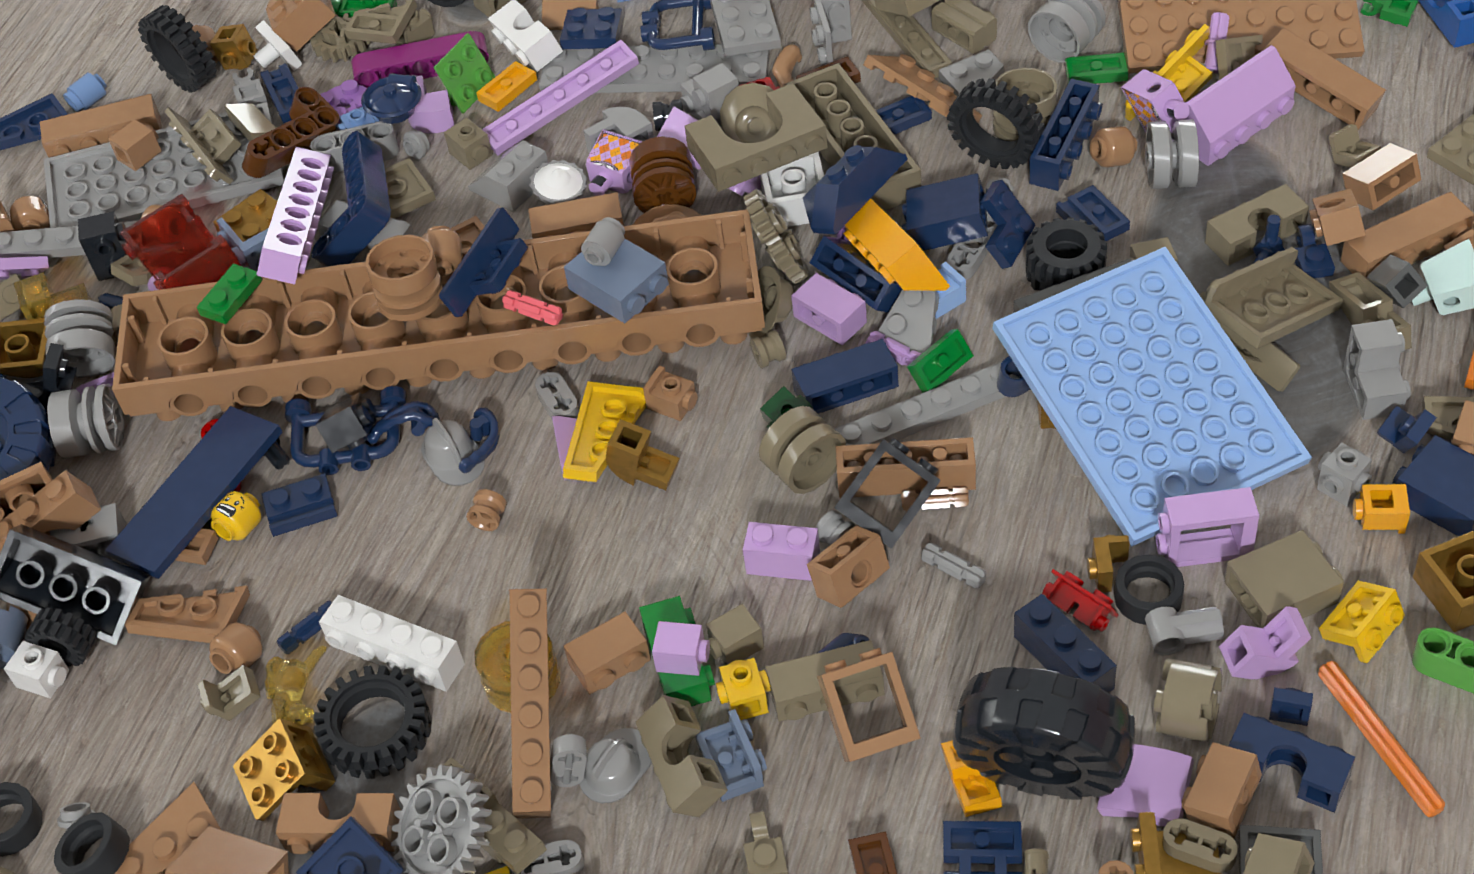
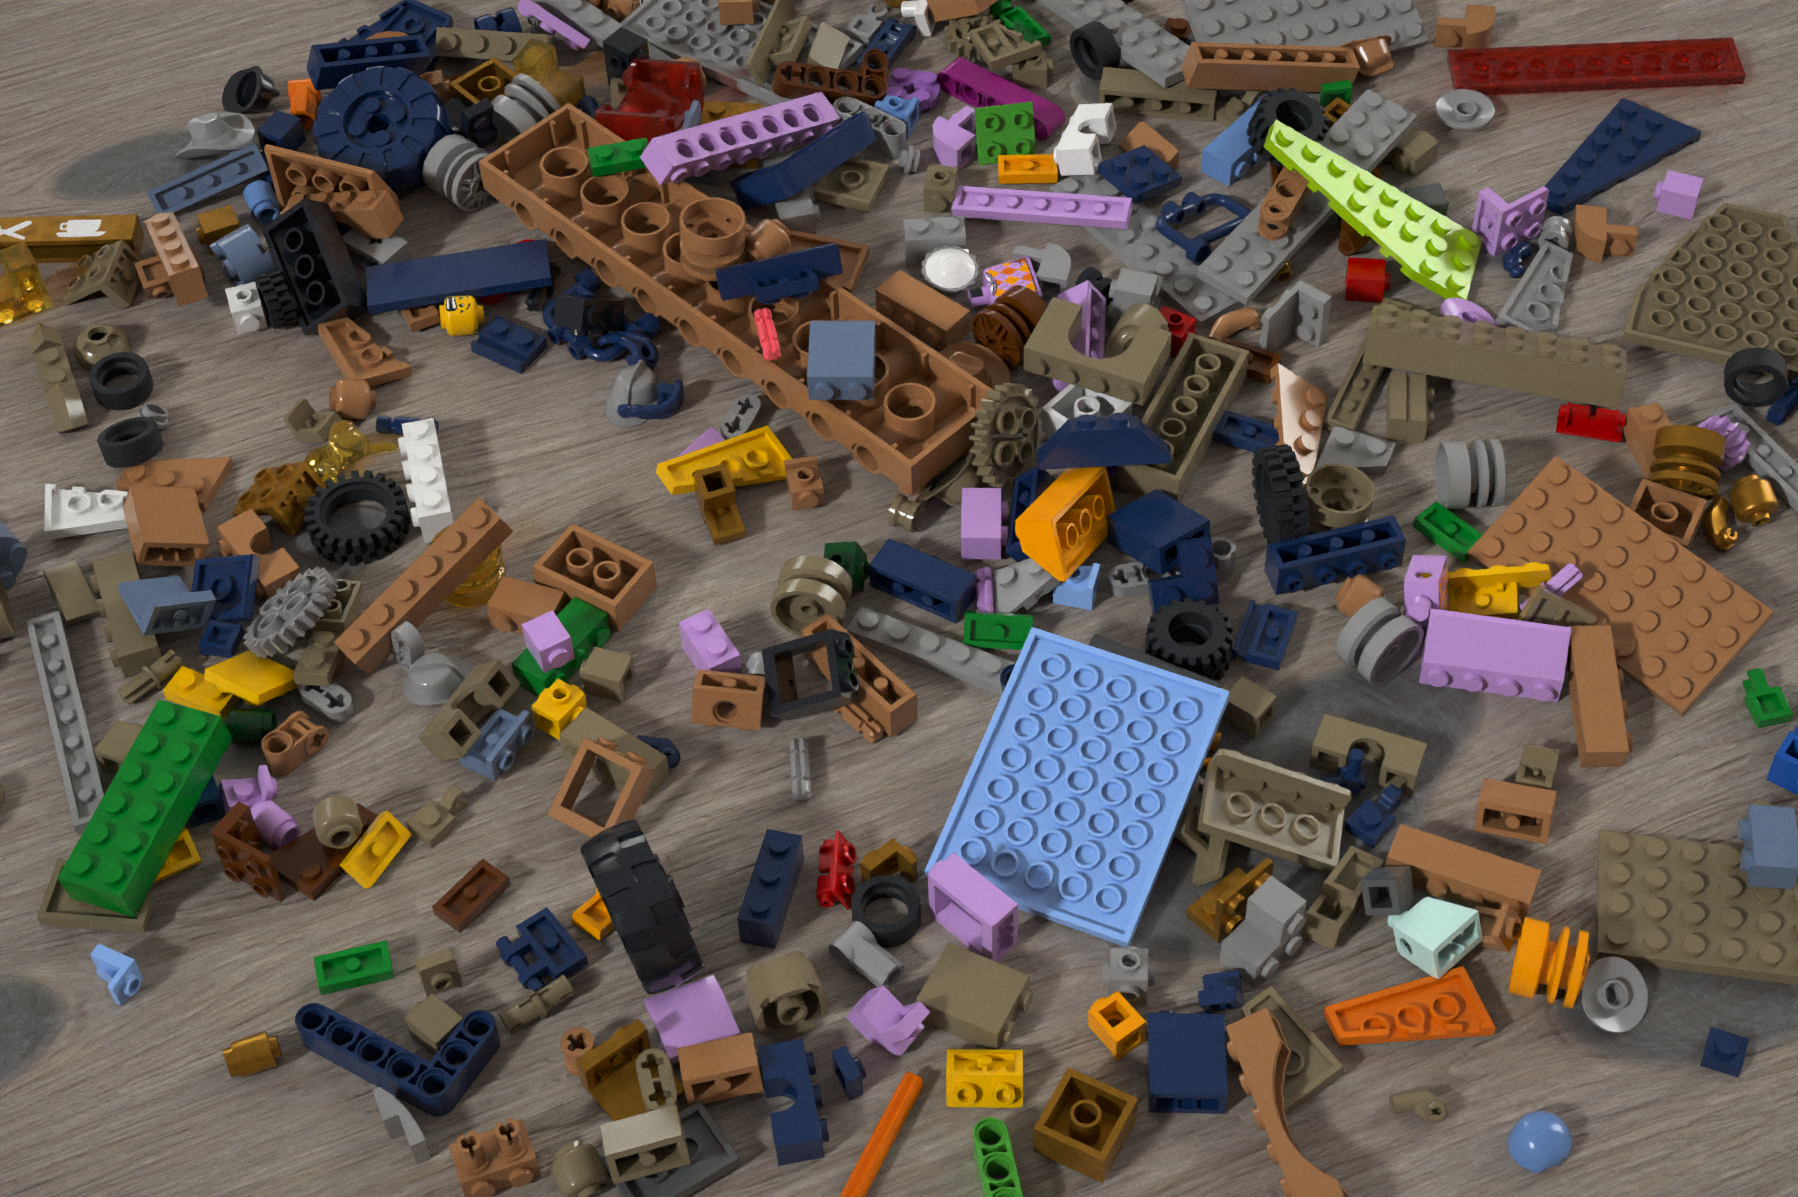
camera: 45 degrees right, 0 degrees up
(392, 98) = (923, 109): dark blue piece -> none
(486, 510) = (594, 451): medium nougat wheel -> none
(603, 242) = (846, 324): light grey brick -> none
(627, 578) = (597, 574): none -> medium nougat brick
(1326, 377) = (1226, 903): none -> pearl gold bracket
(1337, 217) = (1421, 804): medium nougat brick -> none

